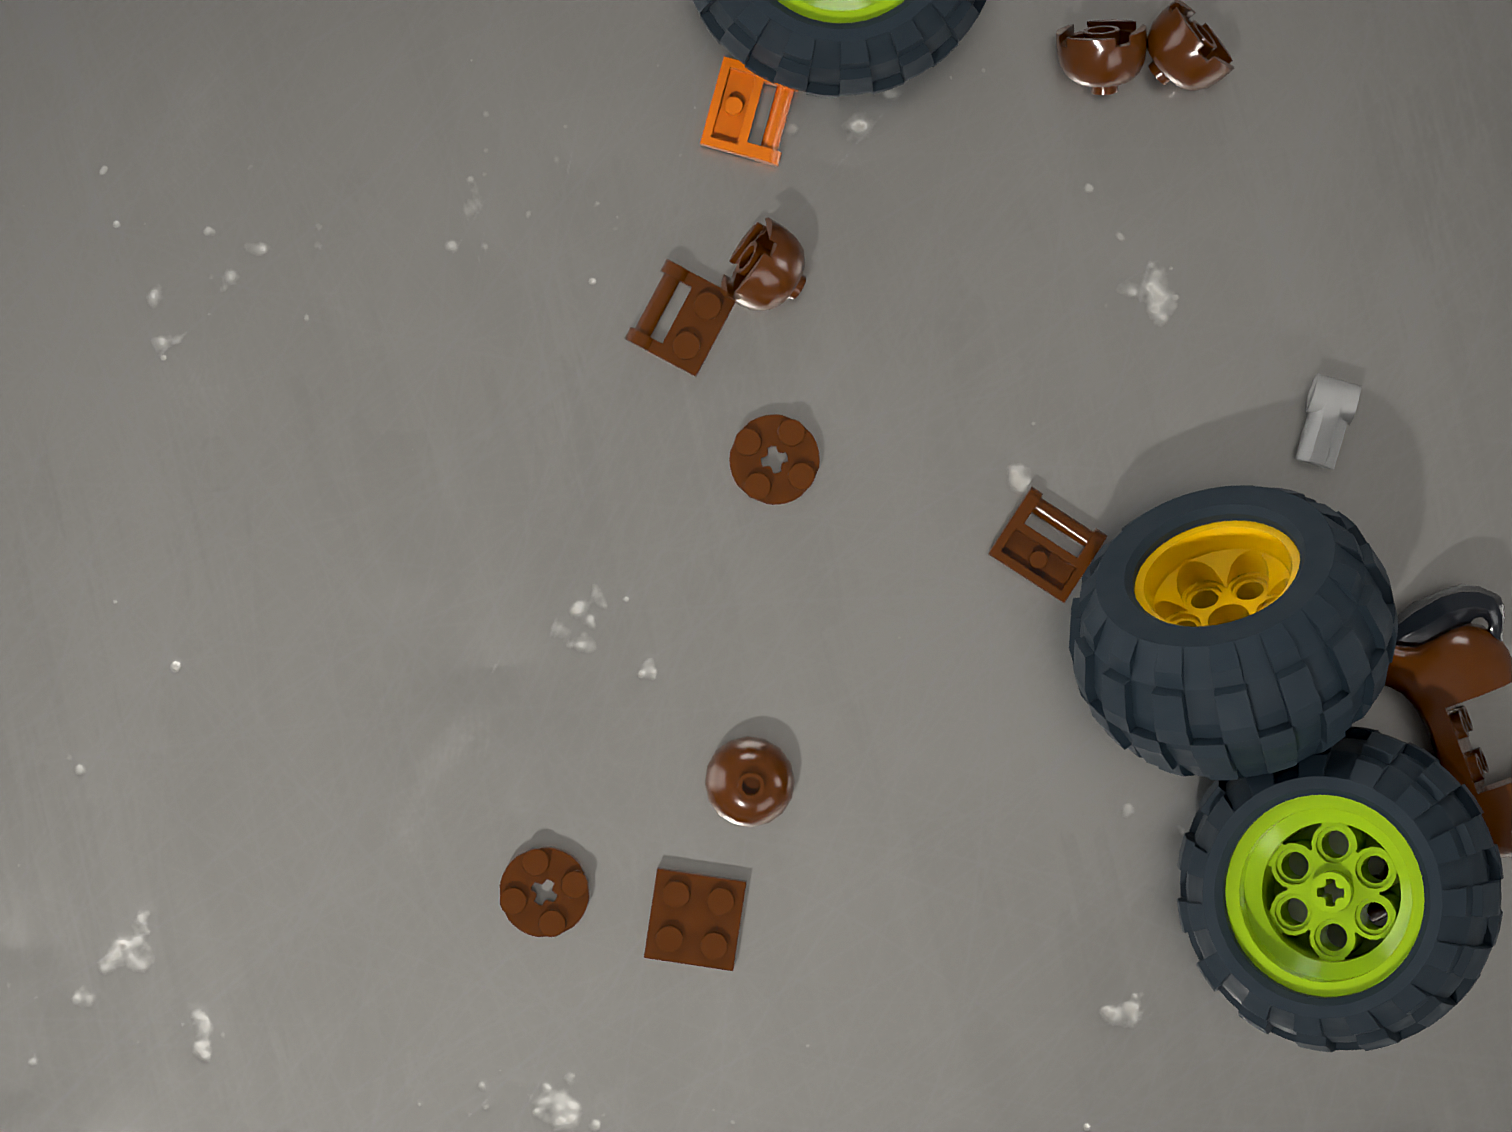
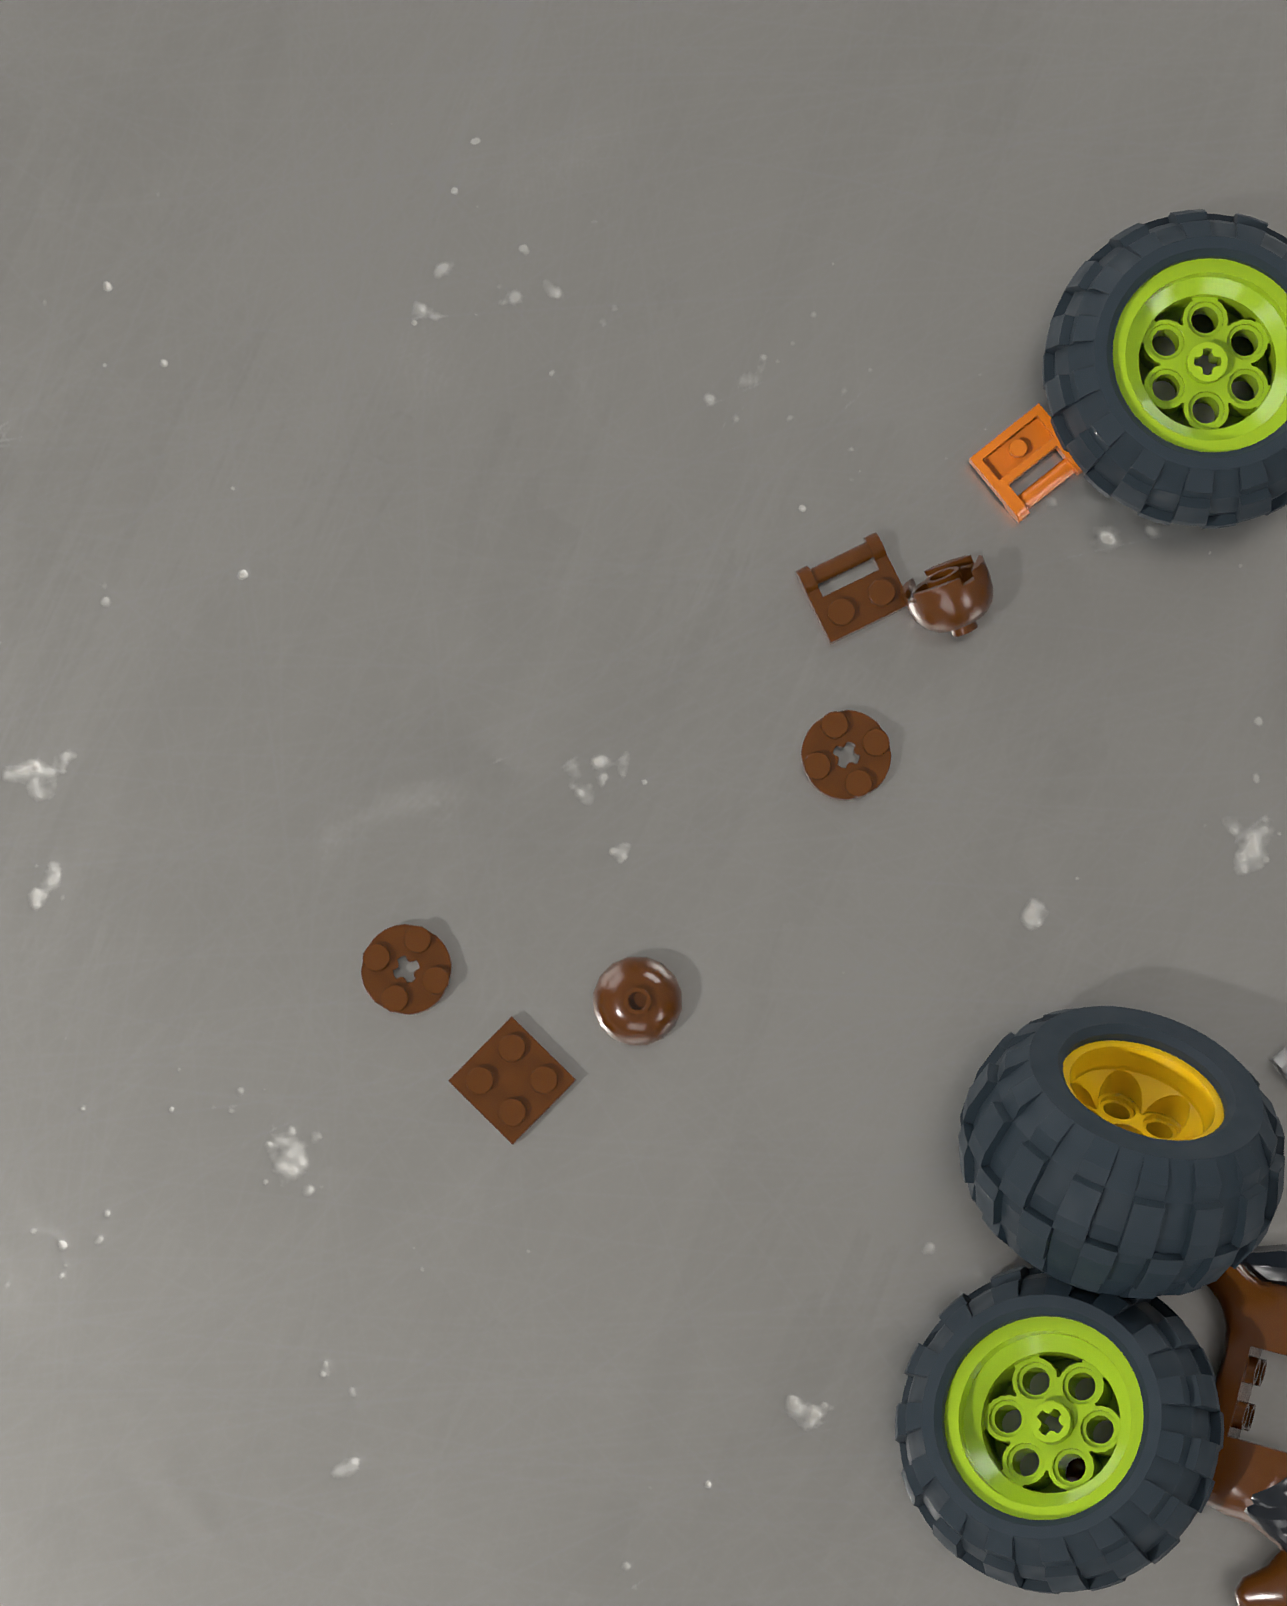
camera: 30 degrees right, 5 degrees down
(1040, 558) = (1003, 986): reddish brown plate -> none

